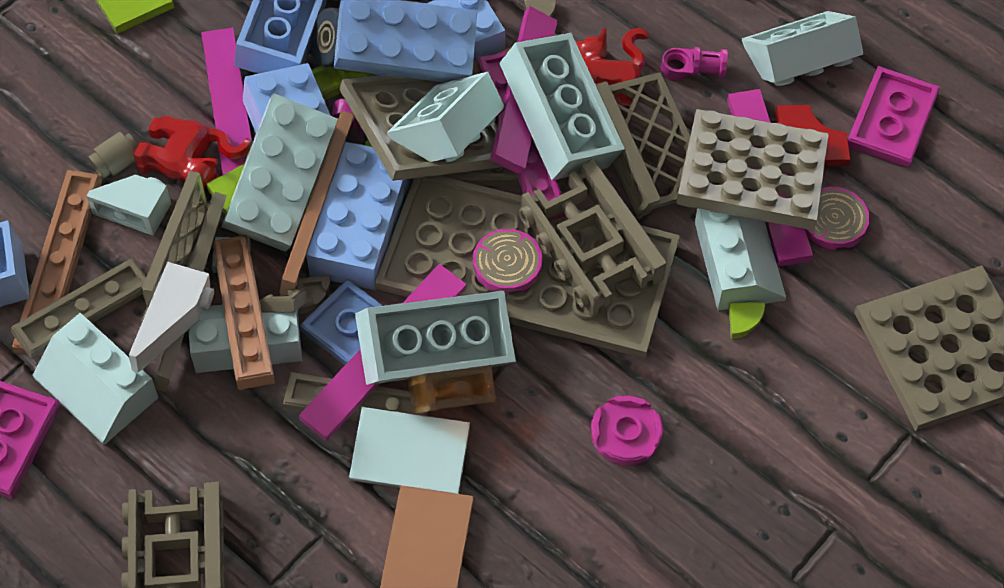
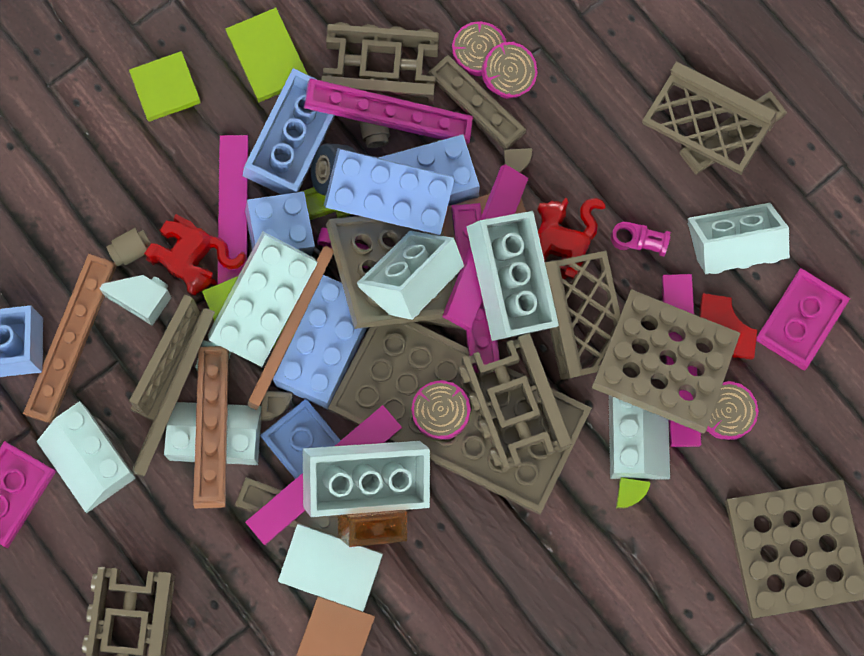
camera: 10 degrees right, 15 degrees up
(91, 300) = (84, 388): dark tan tile -> none
(172, 311) = (153, 419): white slope -> none
(291, 303) = (248, 421): dark tan tile -> none
(626, 430) = (511, 577): dark pink tile -> none

